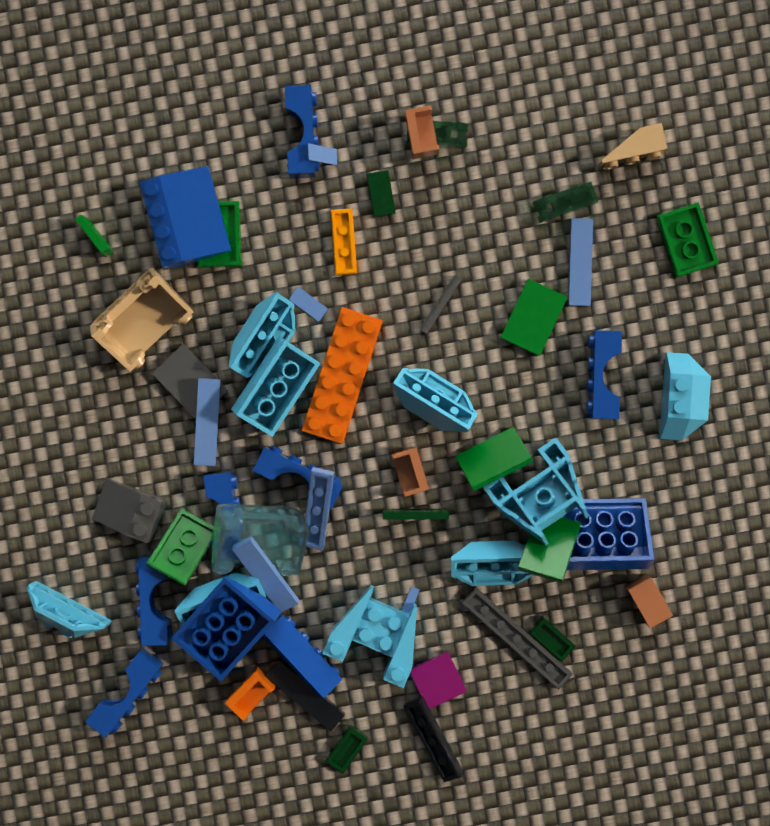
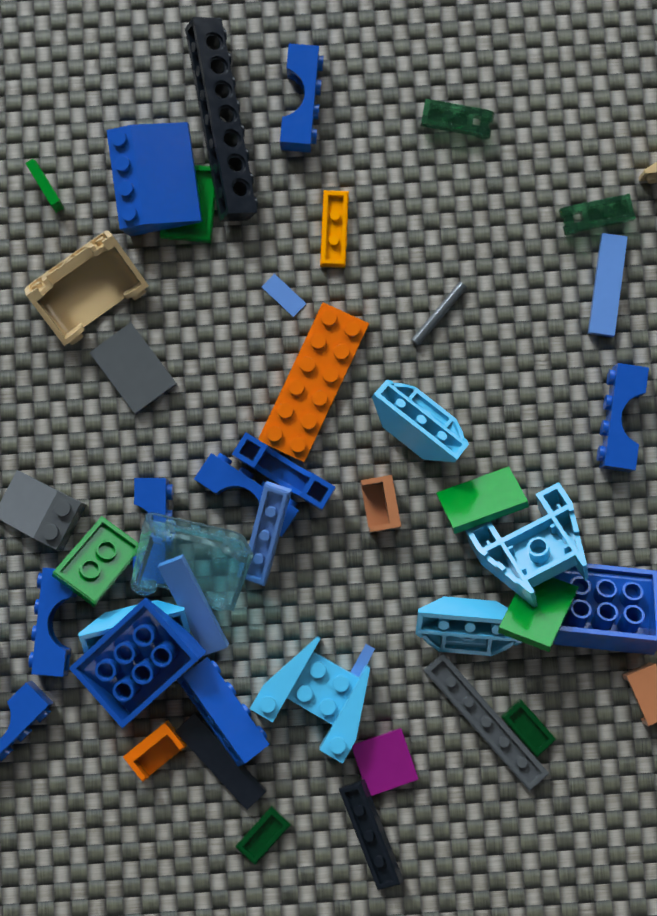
camera: 10 degrees right, 5 degrees down
(207, 421) = (146, 416): medium blue tile -> none
(217, 83) = (230, 206): none -> black brick
(267, 321) = (227, 323): medium azure wedge -> none
(275, 386) = (234, 382): medium azure brick -> none
(322, 154) = (322, 125): medium blue sticker -> none
(326, 454) = (283, 471): none -> blue arch
(381, 194) = (384, 179): dark green tile -> none
(415, 514) = (381, 555): dark green tile -> none
(421, 132) = (439, 113): nougat panel -> none
(533, 317) = (546, 342): green tile -> none

